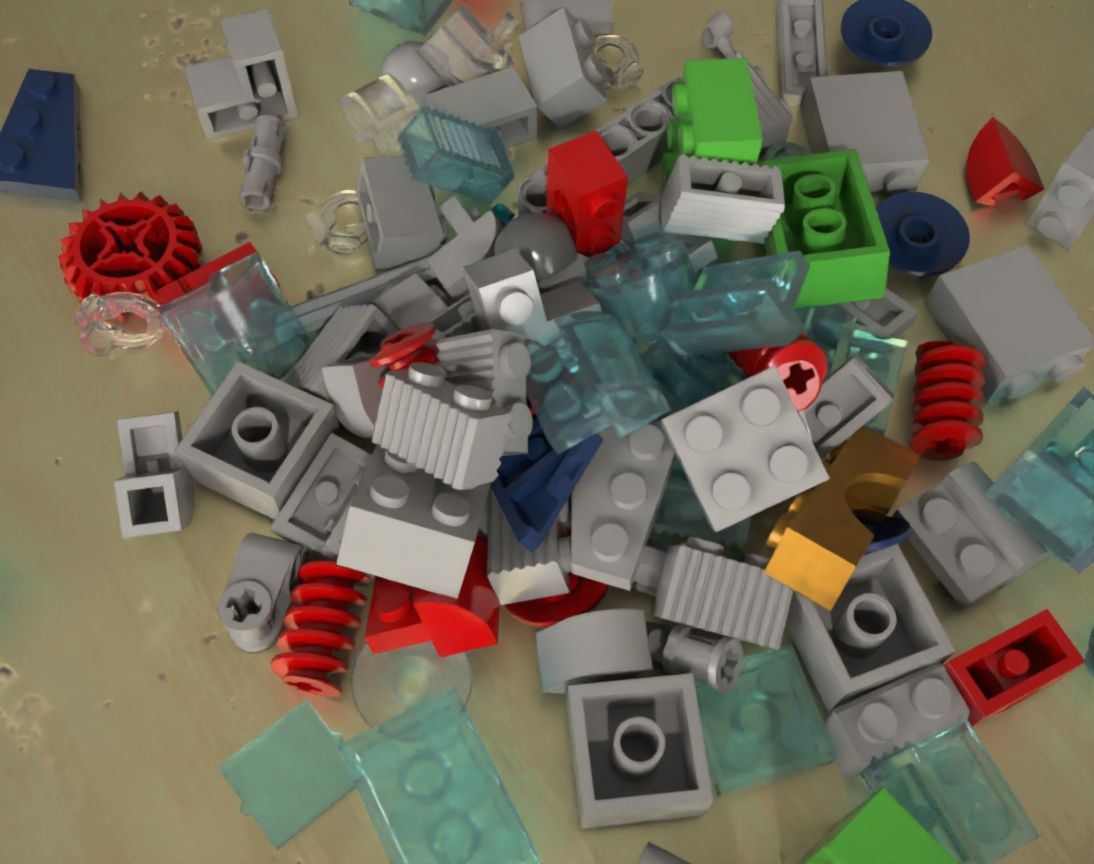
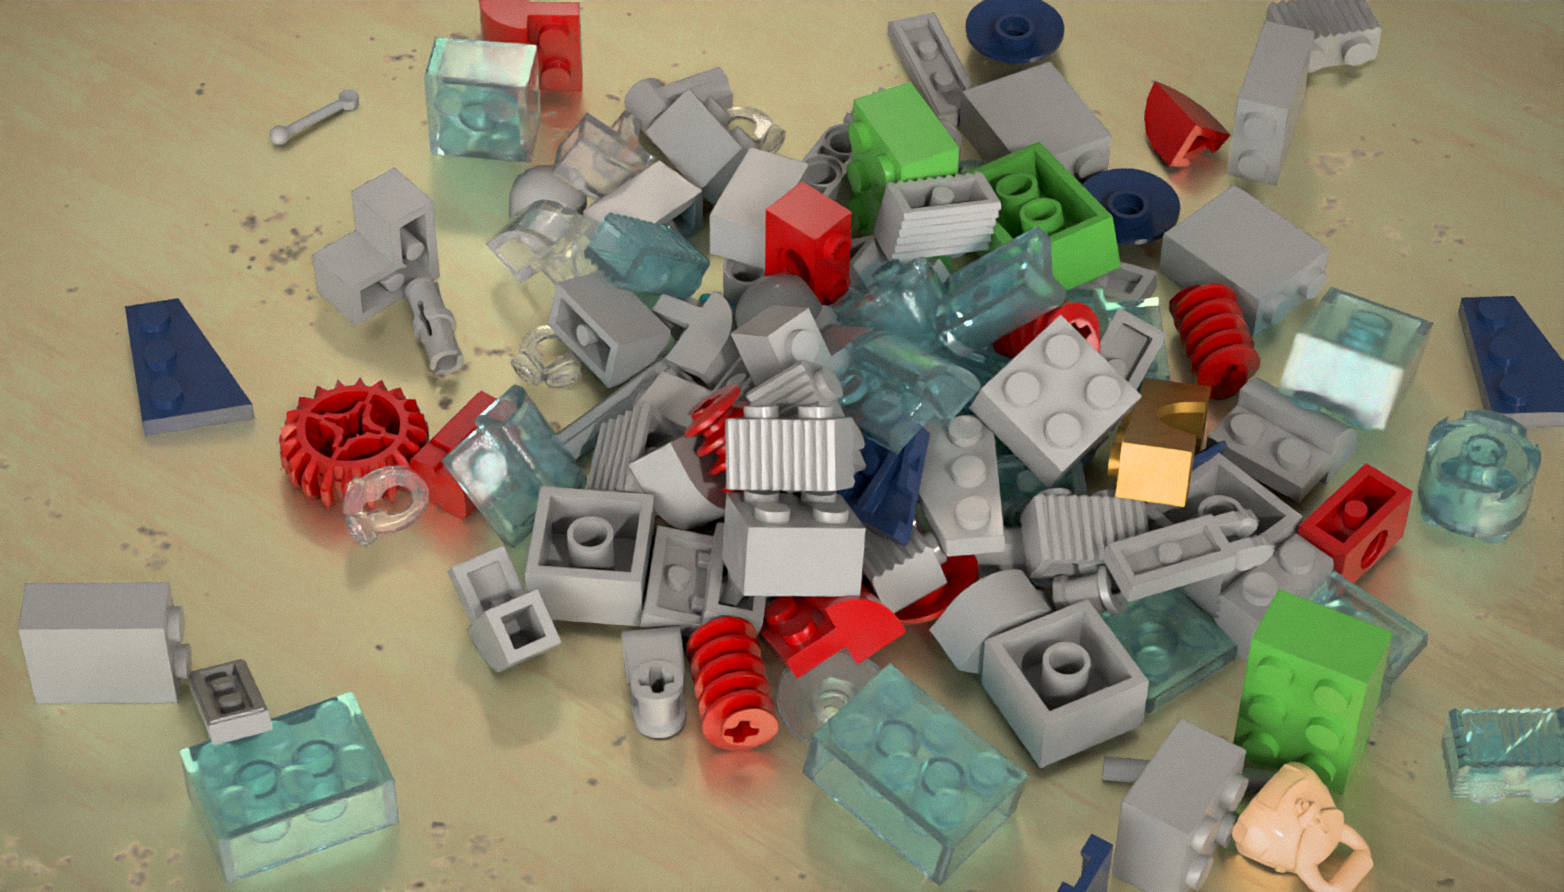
camera: 20 degrees left, 15 degrees down
(289, 774) = (759, 812): clear light blue piece -> none
(569, 117) = (739, 214): none -> light grey brick
(717, 33) = (842, 77): light grey hand -> none
(810, 664) = (1186, 553): none -> light grey hinge

